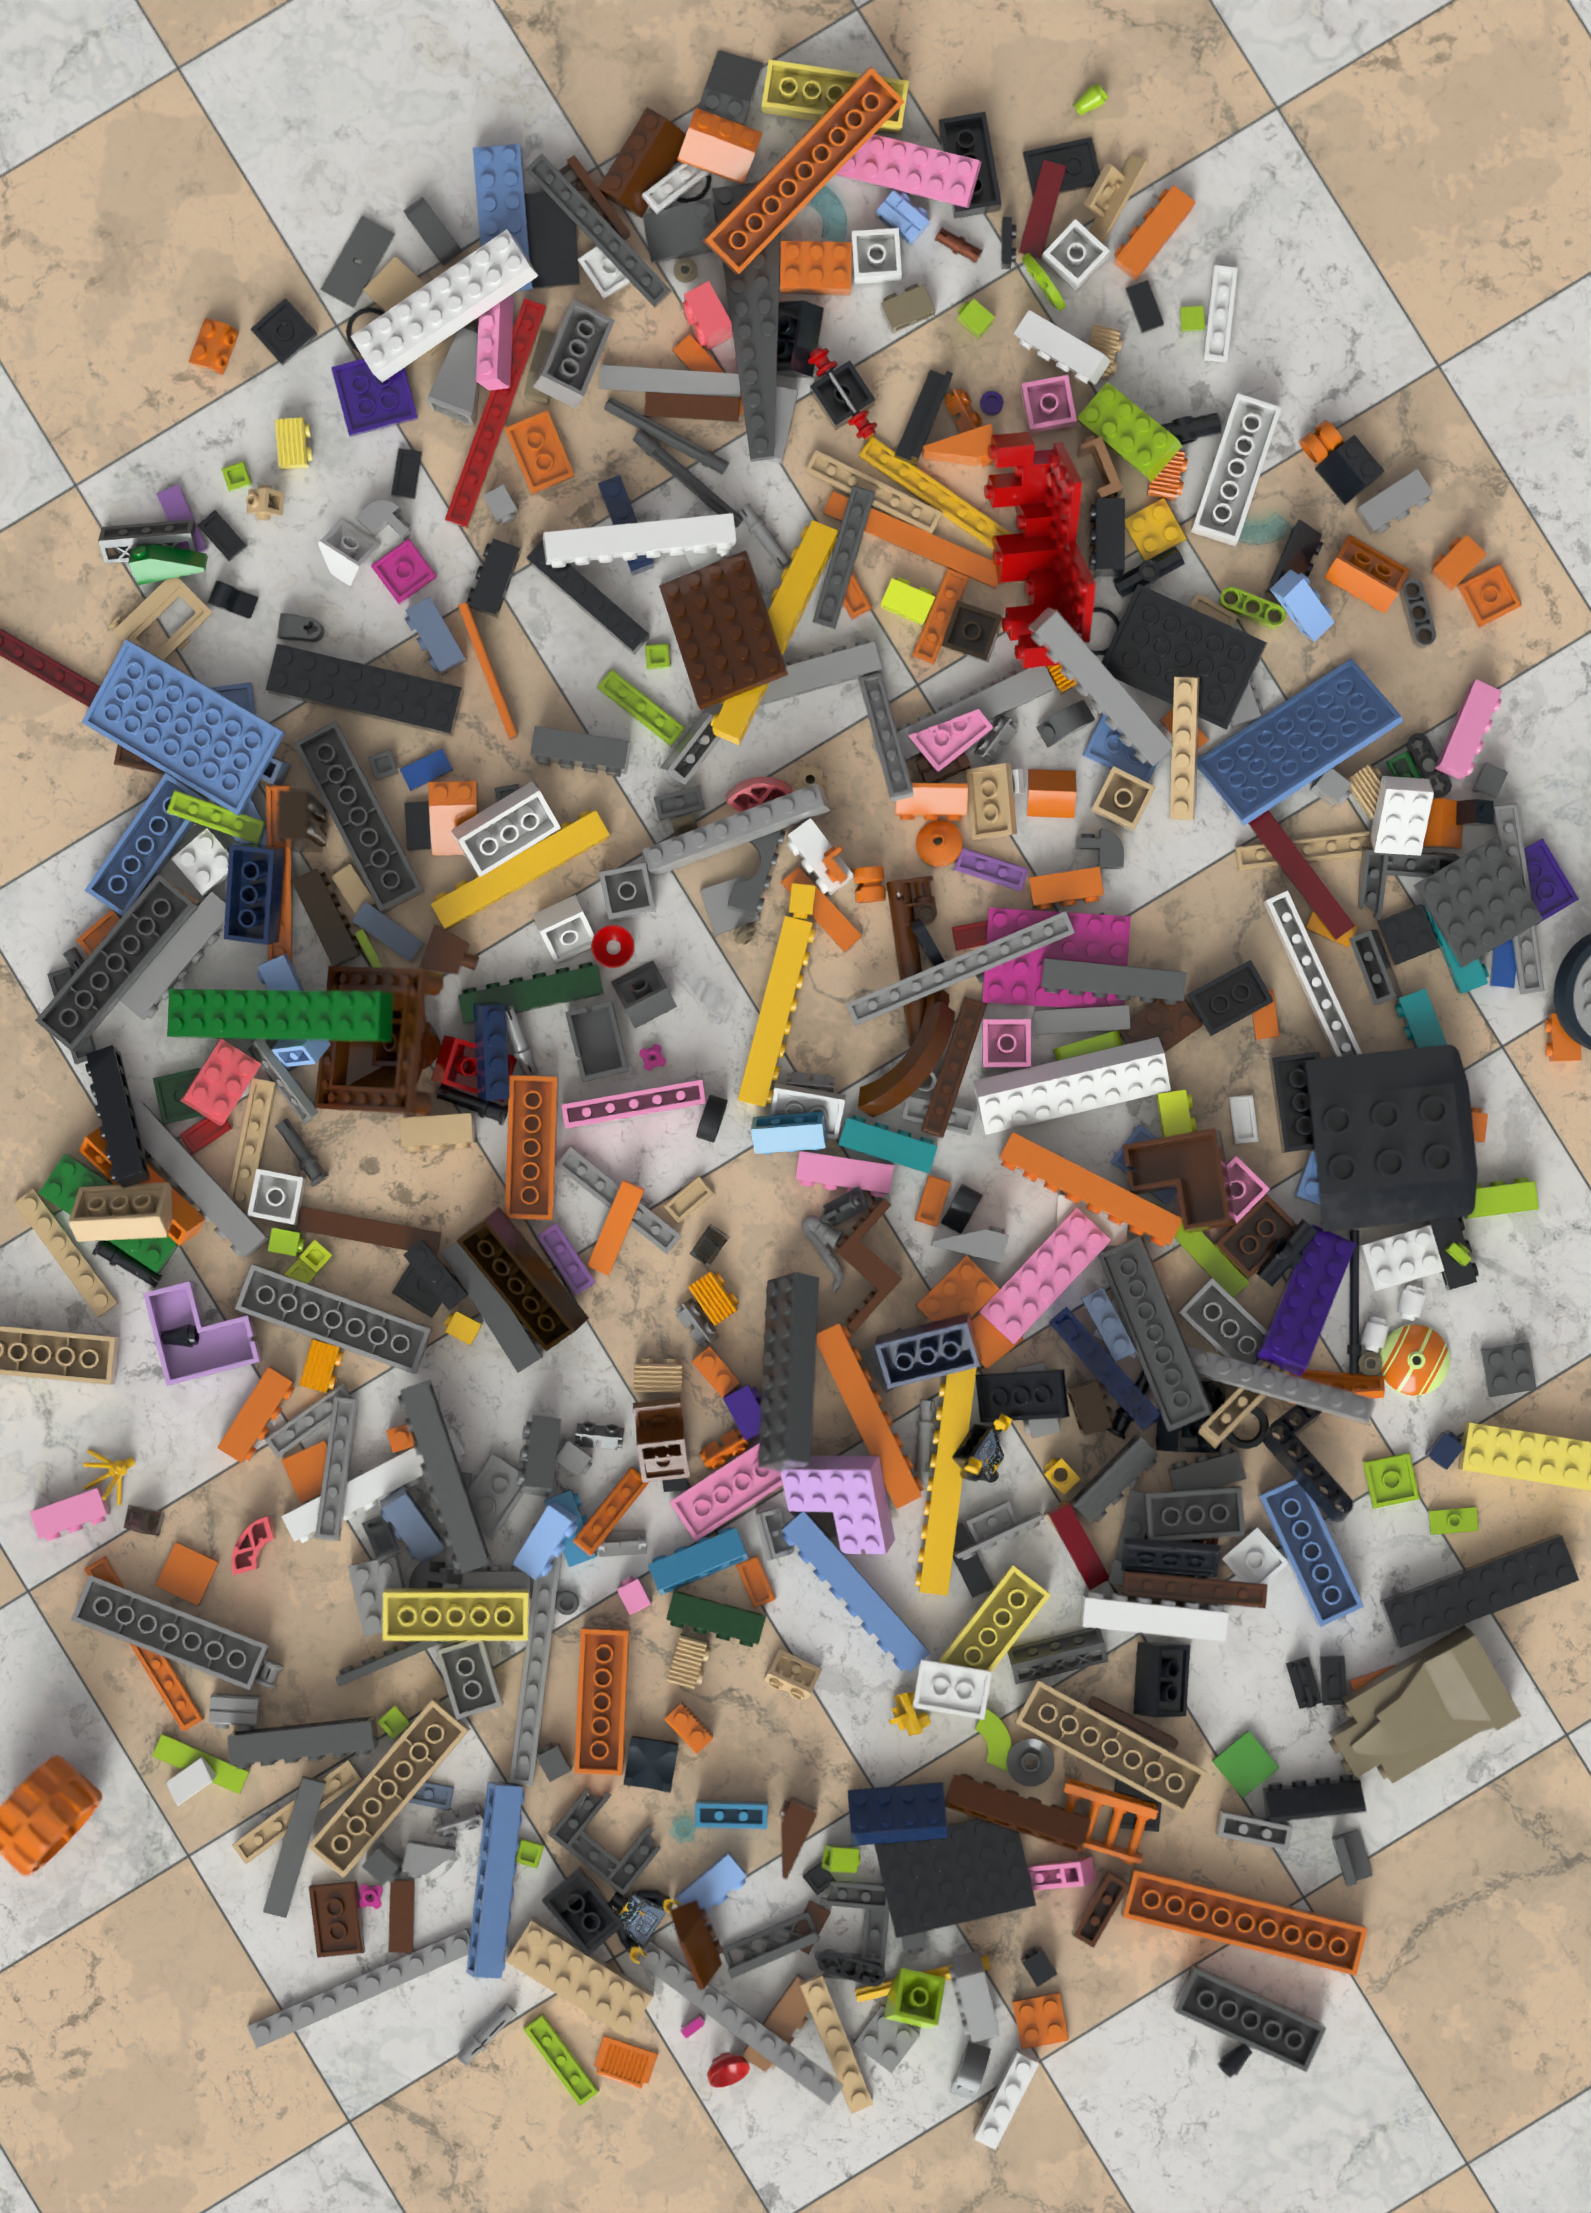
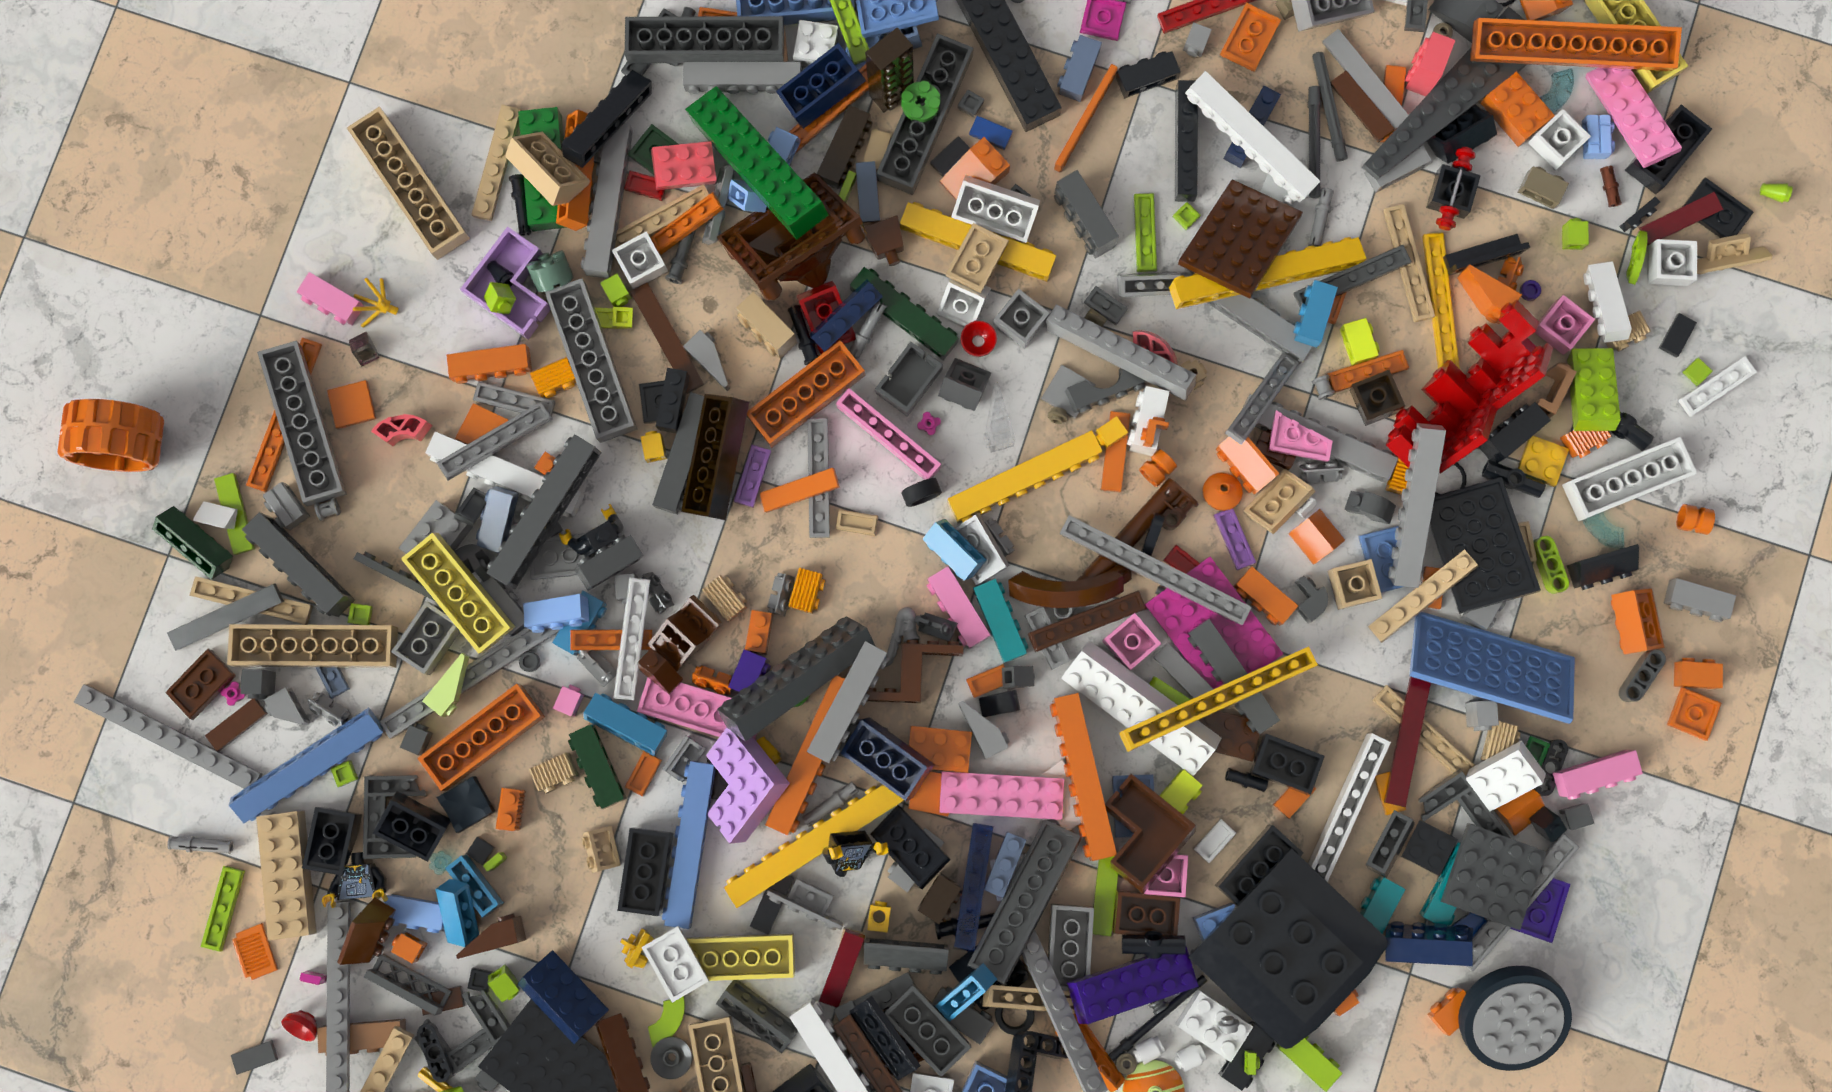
camera: 50 degrees right, 5 degrees down
(198, 1822) = (192, 542): none -> dark green brick
(206, 1355) = (499, 298): none -> lime brick
(219, 1288) = (550, 271): none -> sand green brick
(277, 1124) = (686, 223): none -> orange tile
(355, 825) = (918, 112): none -> bright green plate
(413, 1207) = (706, 354): none -> light grey slope
(507, 1447) = (597, 537): none -> black torso
(534, 1697) = (448, 689): none -> yellowish green slope
(538, 886) = (977, 258): none -> tan plate
(625, 1491) = (631, 638): none -> white tile
(631, 1827) = (412, 826): none -> black slope
(677, 1490) = (659, 671): none -> reddish brown slope
(702, 1785) = (480, 850): none -> black tile
(709, 1245) = (838, 560): clear smoke brick -> none
(720, 2135) = (254, 1057): none -> dark grey tile
(724, 1779) = (494, 862): none -> lime tile
(736, 1918) = (408, 947): none -> orange brick
(744, 1848) = (457, 912): none -> dark azure brick
(830, 1450) = (770, 750): none -> yellow cone
(846, 1650) = (645, 871): none -> black brick
(849, 622) = (1315, 313): none -> dark azure brick
(849, 1344) = (847, 702): none -> light grey brick
(920, 542) = (1403, 320): orange tile -> none
(921, 670) = (1323, 387): none -> light grey bush
(952, 1171) = (1018, 676): none -> dark grey brick
(1122, 1013) = (1218, 699): none -> yellow brick
(1154, 232) = (1730, 301): orange brick -> none
(1191, 1452) = (966, 992): none -> dark azure brick
(1213, 1045) = (1246, 780): none -> black pin
(1303, 604) = (1583, 594): light blue brick -> none
(1344, 1292) = (1158, 1006): none -> dark grey bush
(1349, 470) = (1694, 553): black slope -> none
(1410, 1245) = (1228, 1025): none -> light grey plate
(1488, 1009) = (1429, 944): none -> dark blue brick

